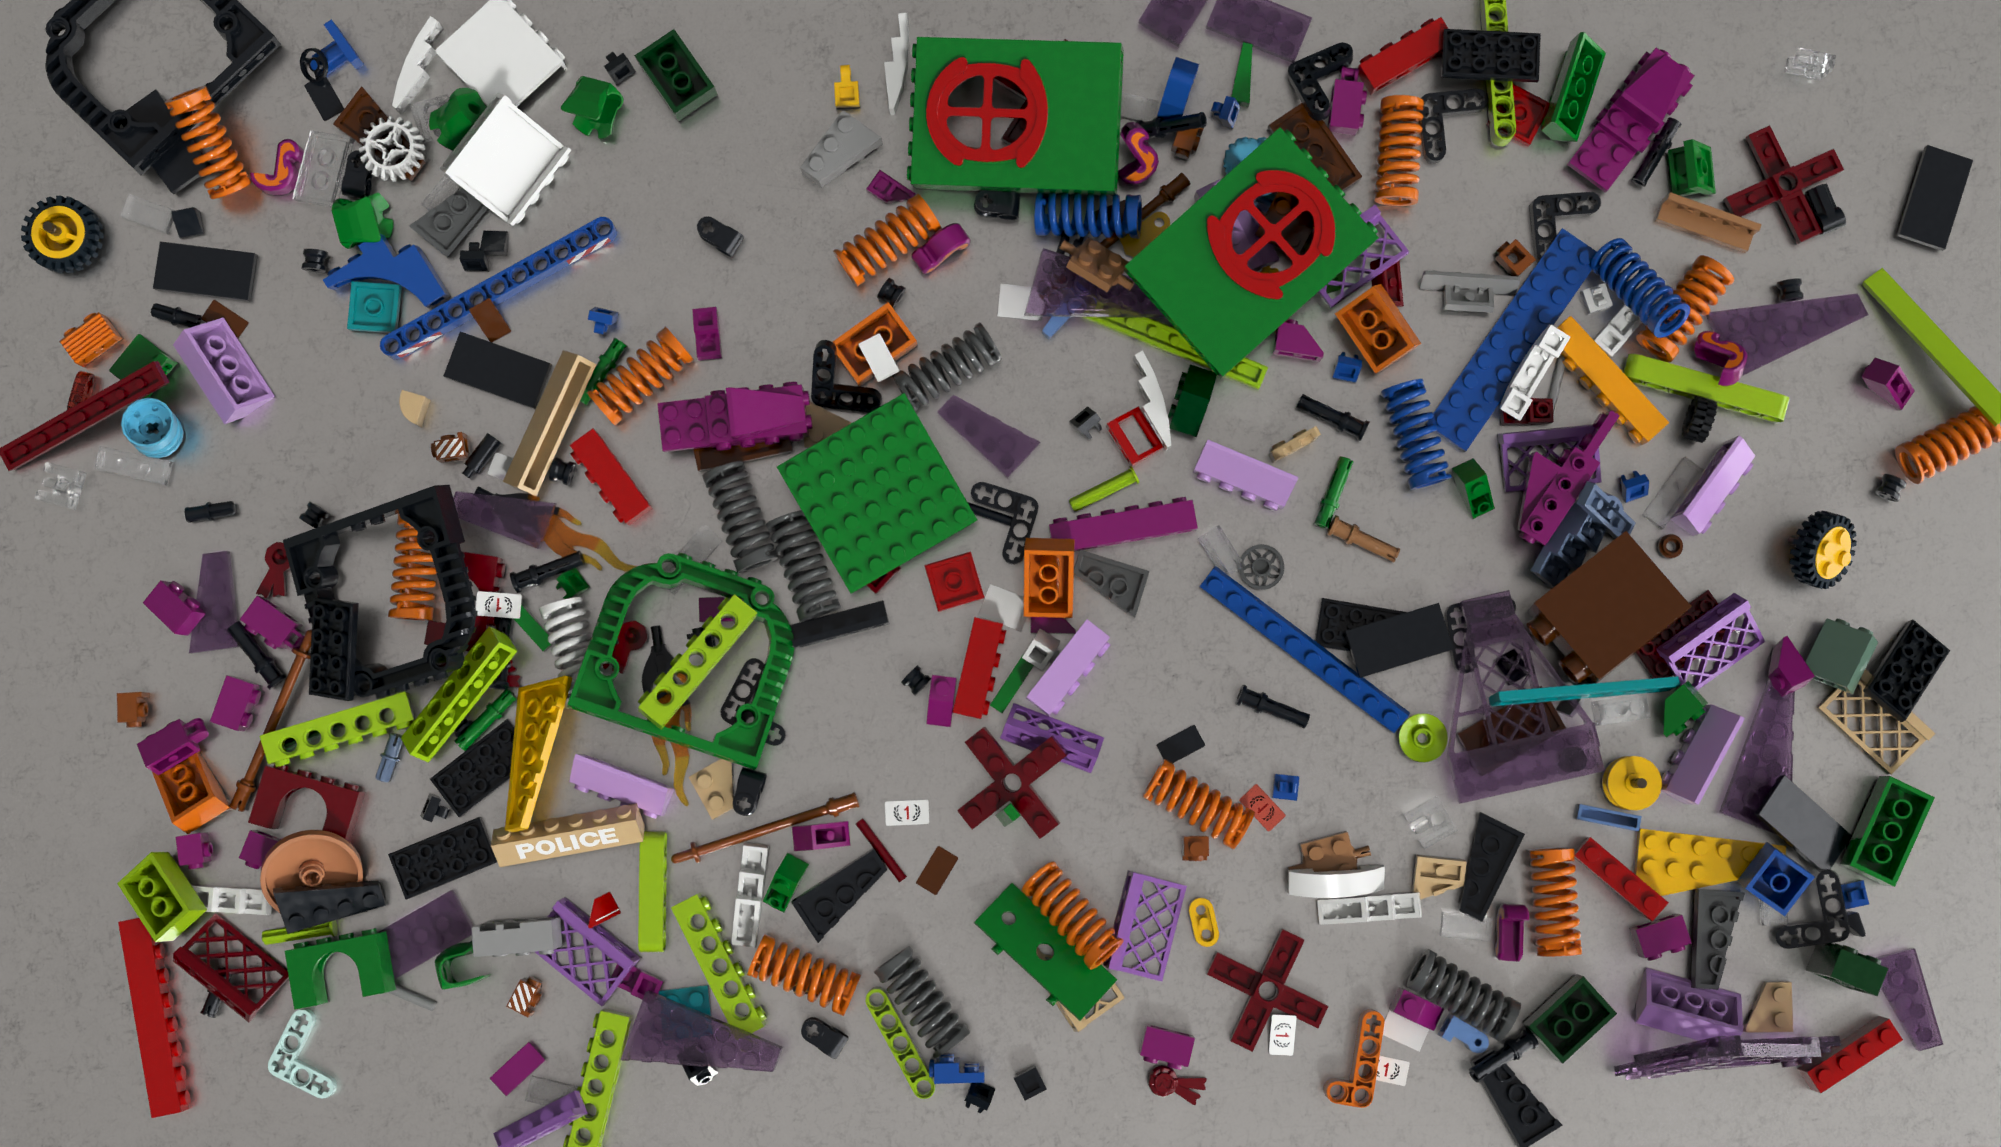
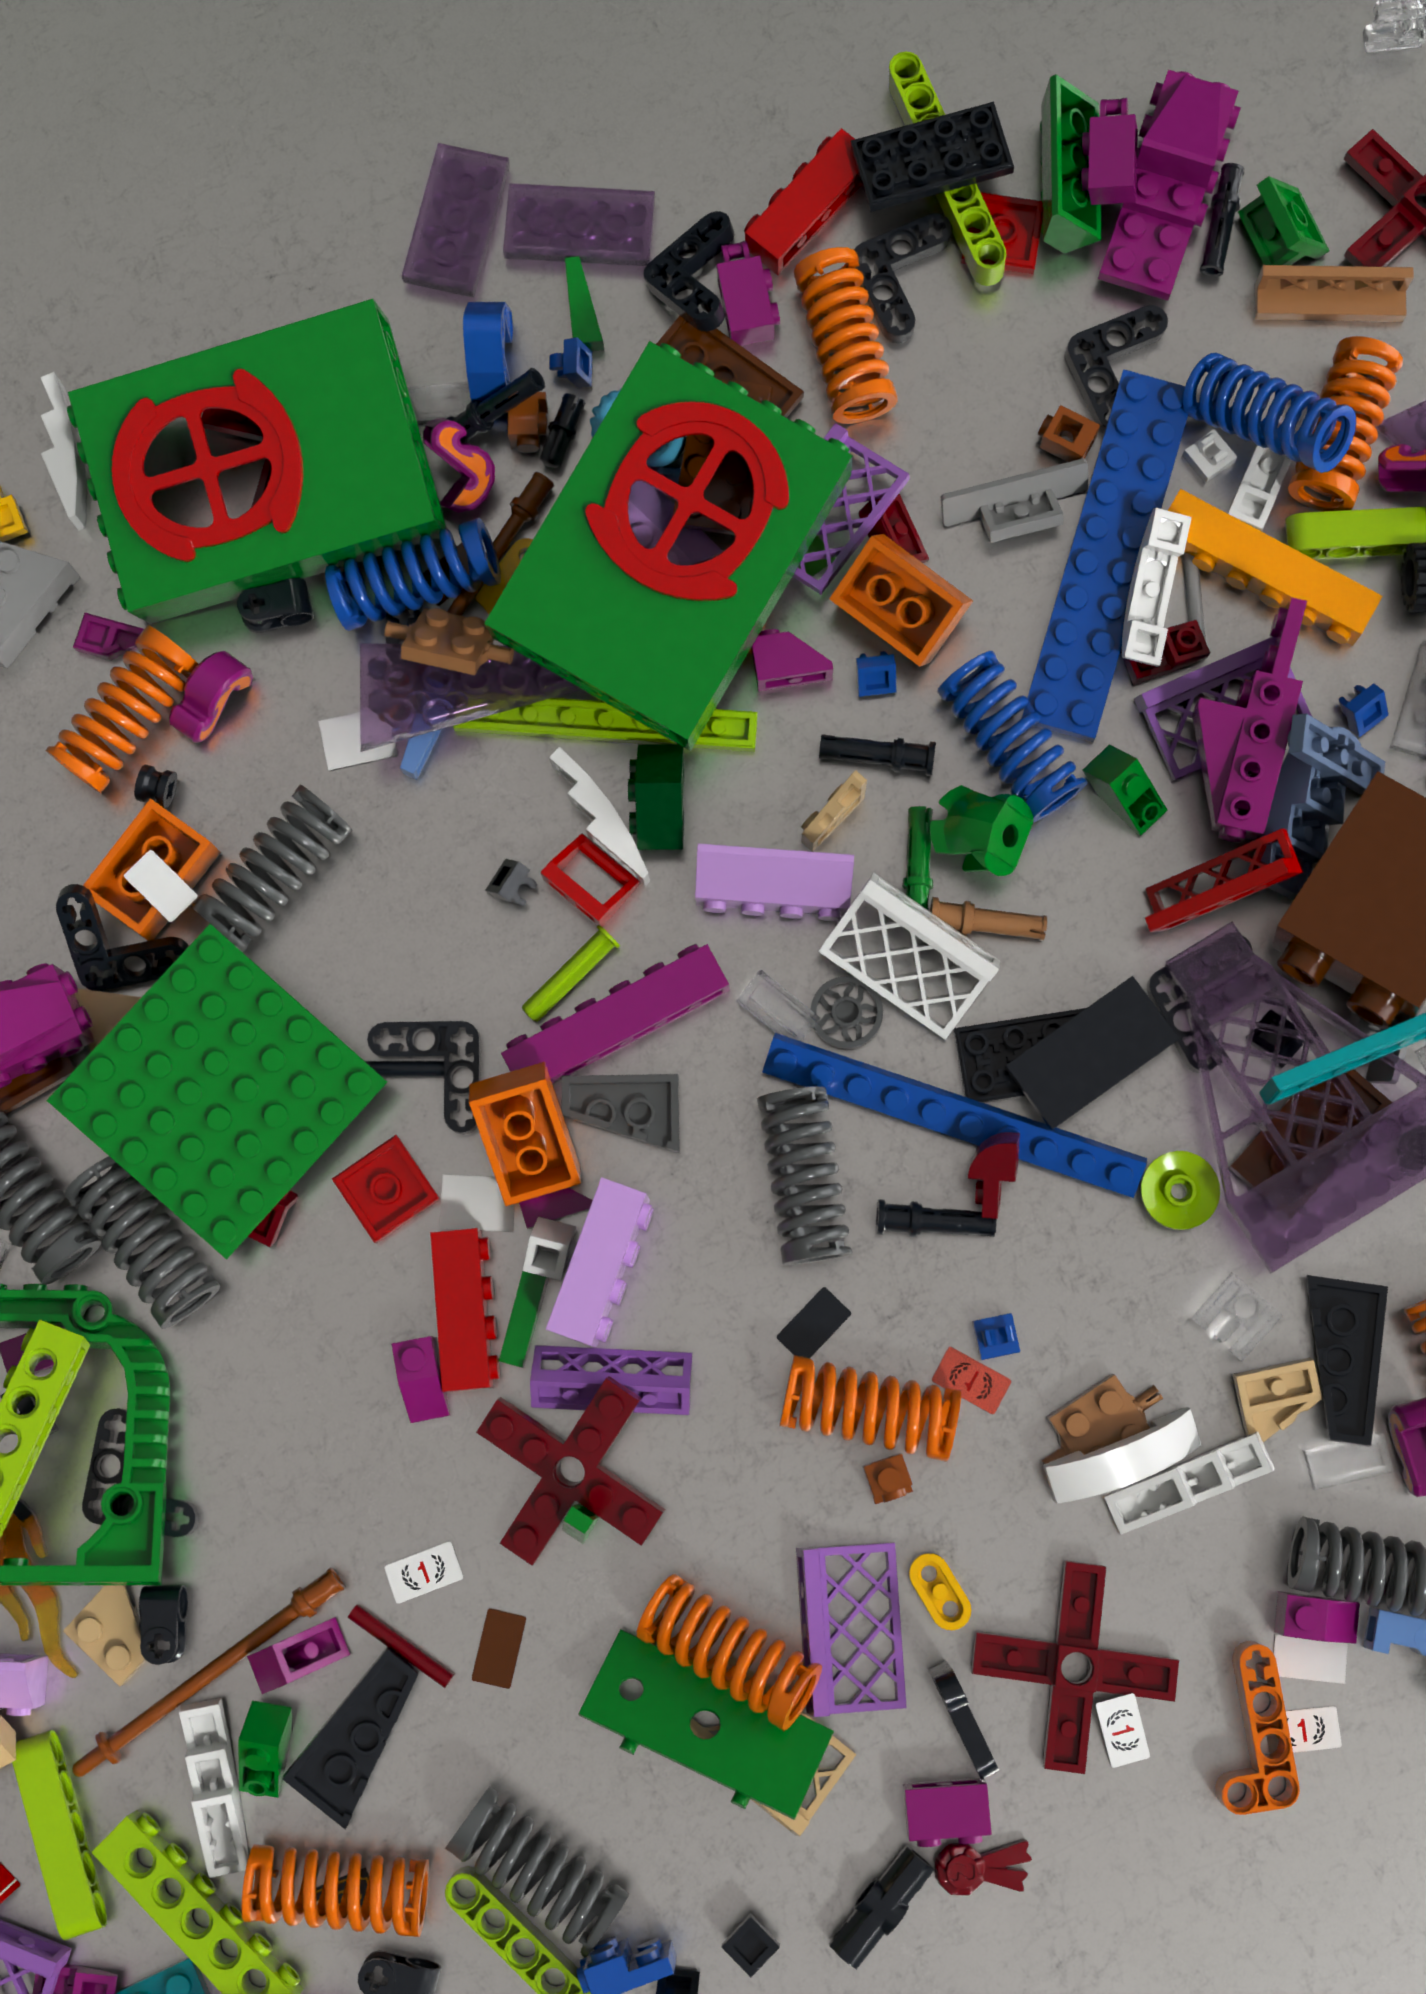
camera: 10 degrees left, 5 degrees down
(839, 624) = (228, 1314): black fence -> none
(916, 680) = (372, 1360): black wheel -> none
(995, 440) = (375, 952): clear purple wing -> none
(1111, 1087) = (881, 1907): none -> black piece
(1192, 984) = (963, 1719): none -> black beam
(1205, 613) = (784, 1107): none -> dark grey piece
(1206, 151) = (561, 430): none -> black axle
(1318, 685) = (994, 1162): none -> dark red brick
(1329, 537) = (929, 929): none -> white fence
(1379, 485) = (984, 828): none -> green piece
(1507, 571) = (1222, 893): none -> red fence
(1601, 93) = (1112, 154): none -> magenta brick

